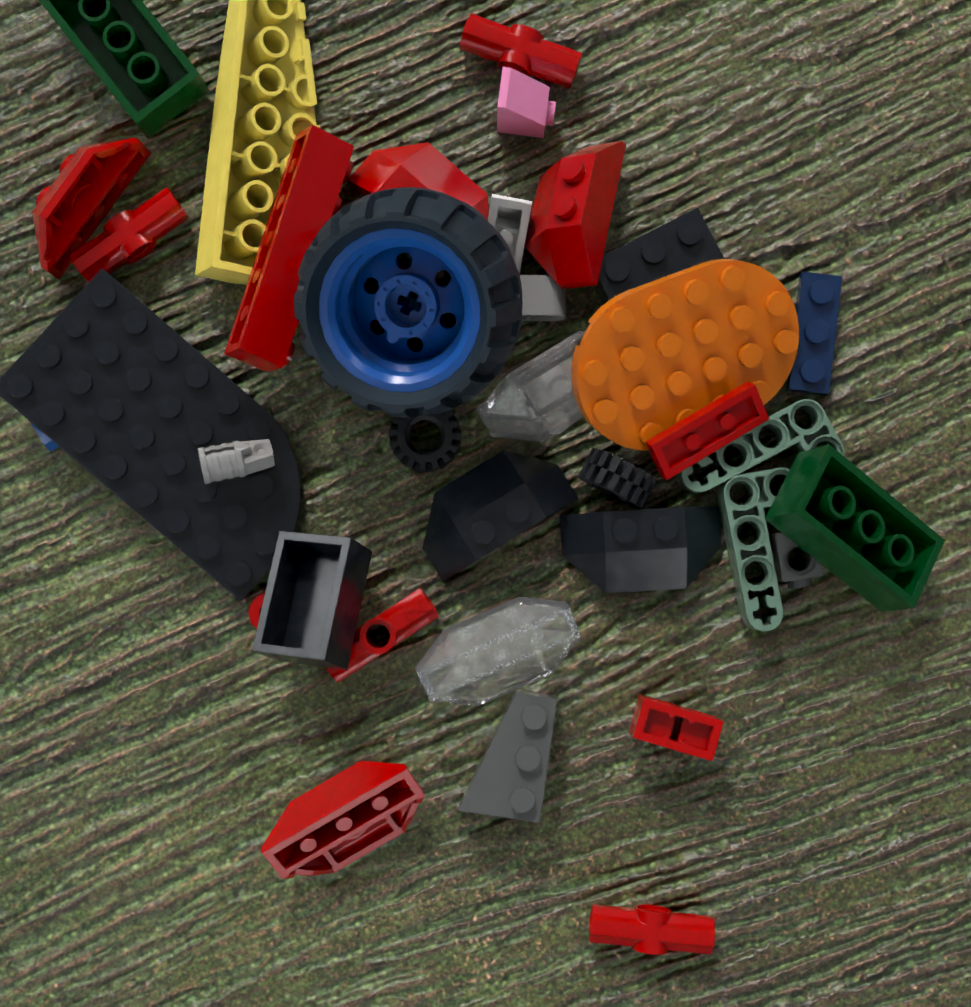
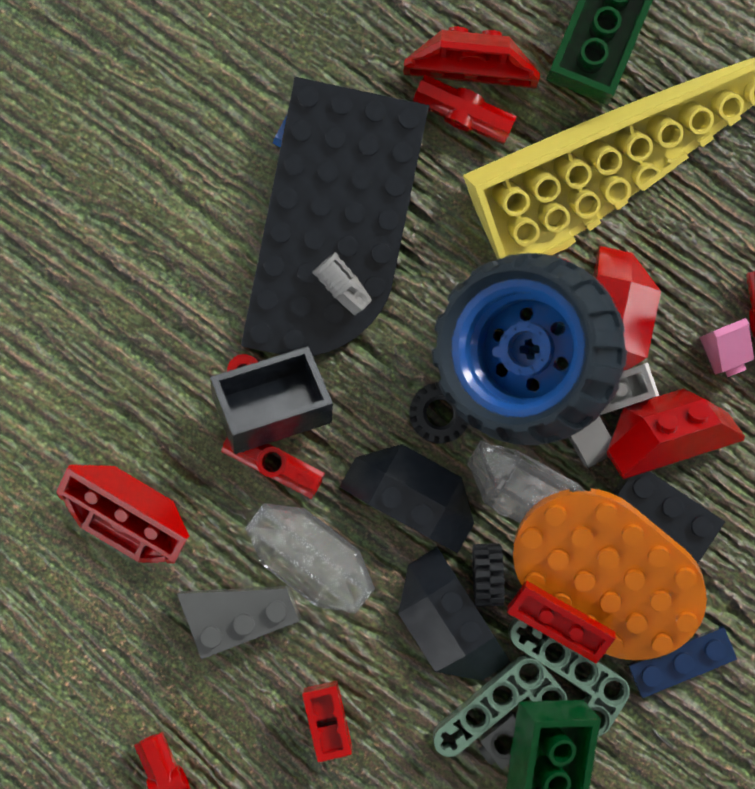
camera: 60 degrees right, 0 degrees up
(301, 208) = (541, 229): red brick -> none

